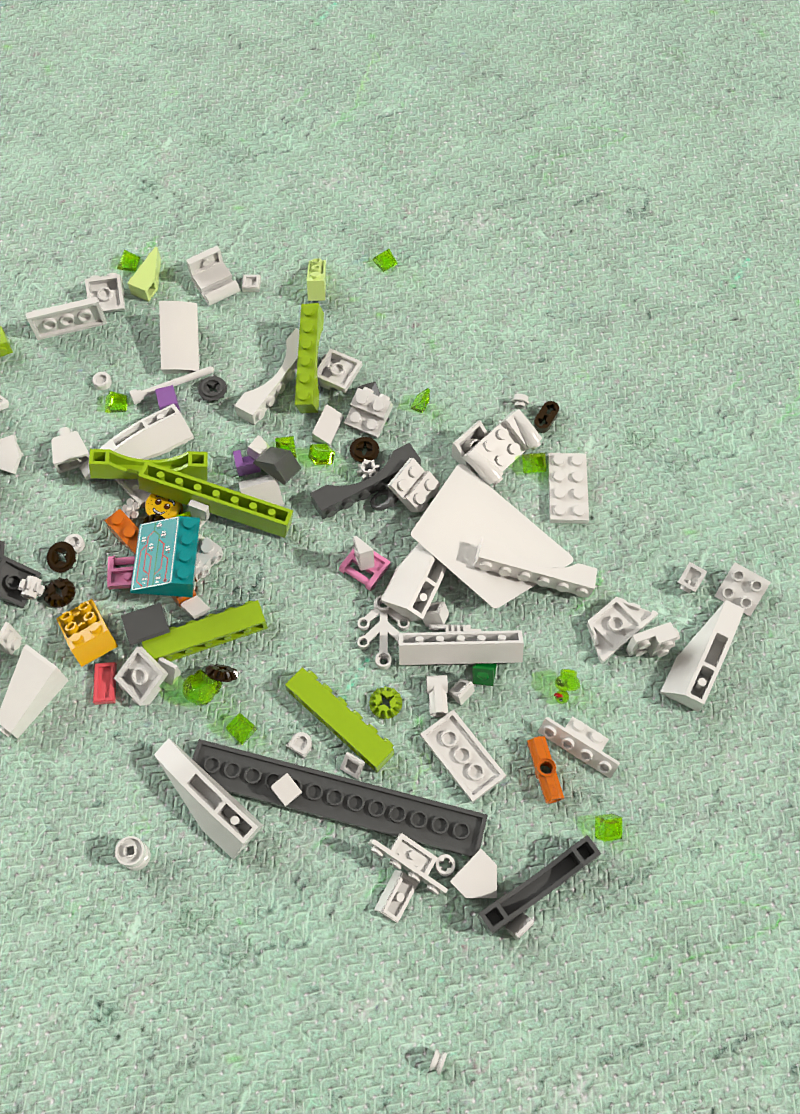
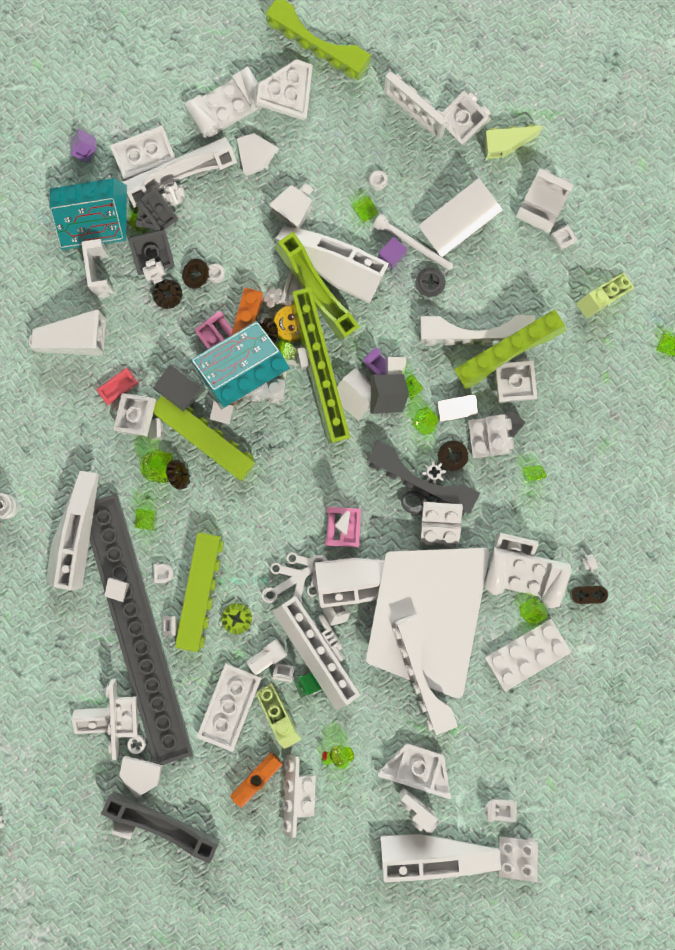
camera: 55 degrees right, 20 degrees up
(86, 632) = (147, 341): yellow slope -> none
(128, 261) = (515, 109): clear neon green slope -> none
(499, 716) = (278, 716): none -> yellowish green slope
(608, 827) = (241, 854): clear neon green slope -> none

